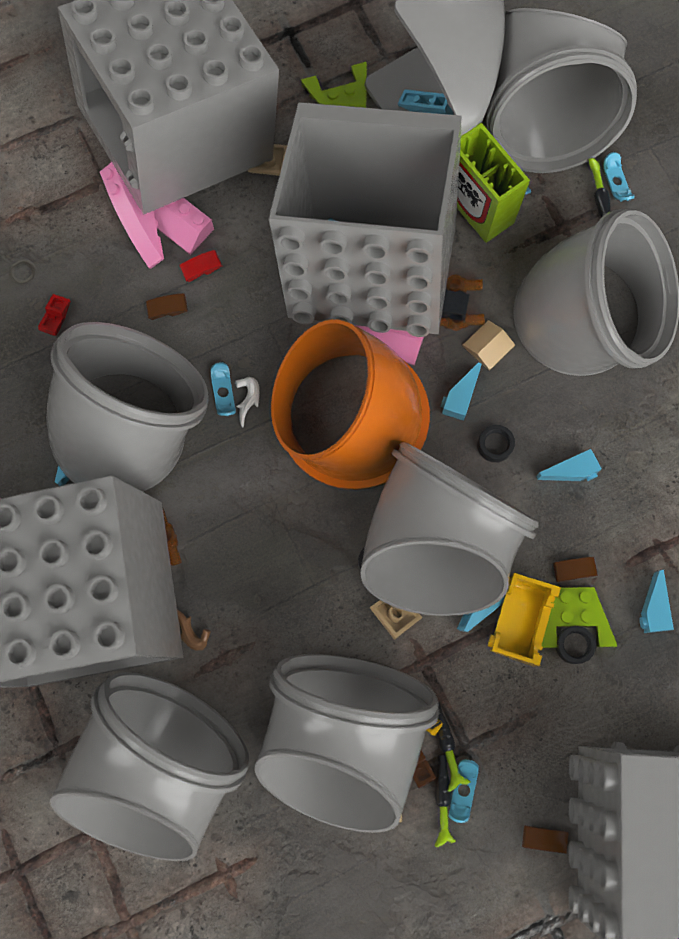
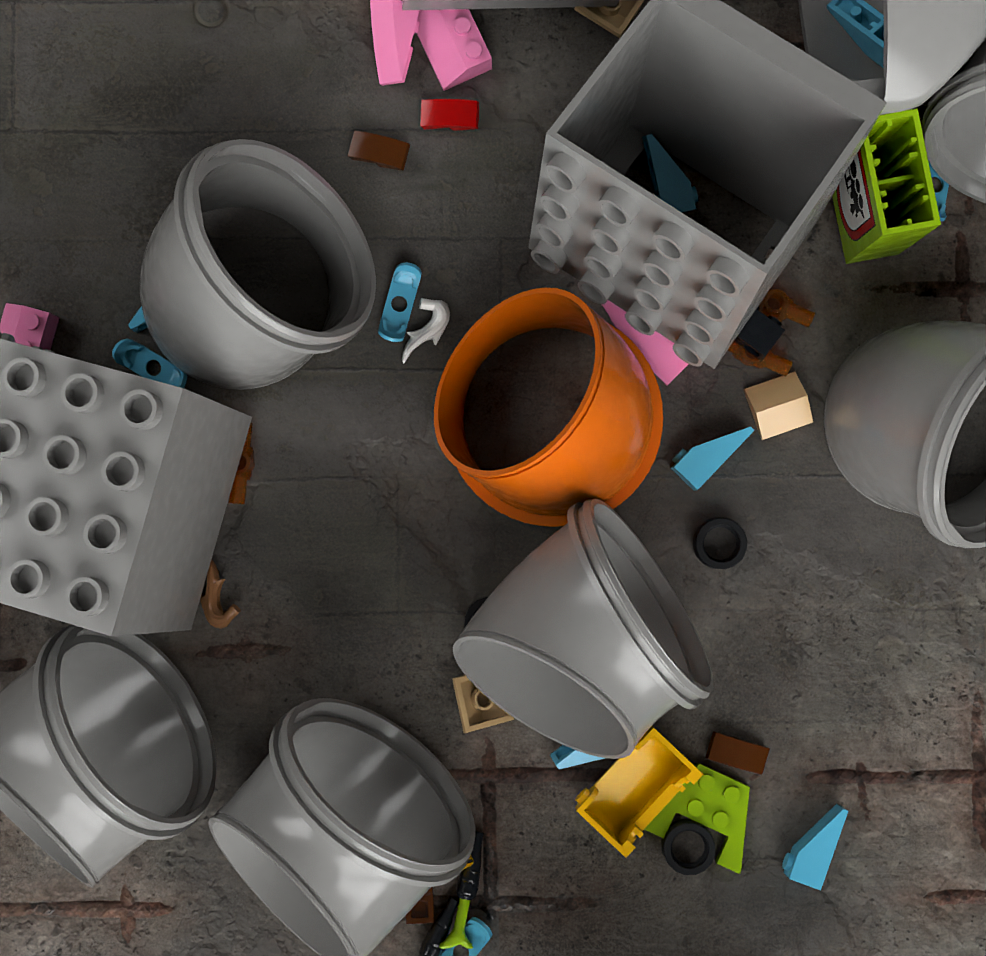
camera: 25 degrees right, 10 degrees up
(55, 314) = (227, 92): red slope -> none
(574, 469) = (809, 626): medium azure slope -> none

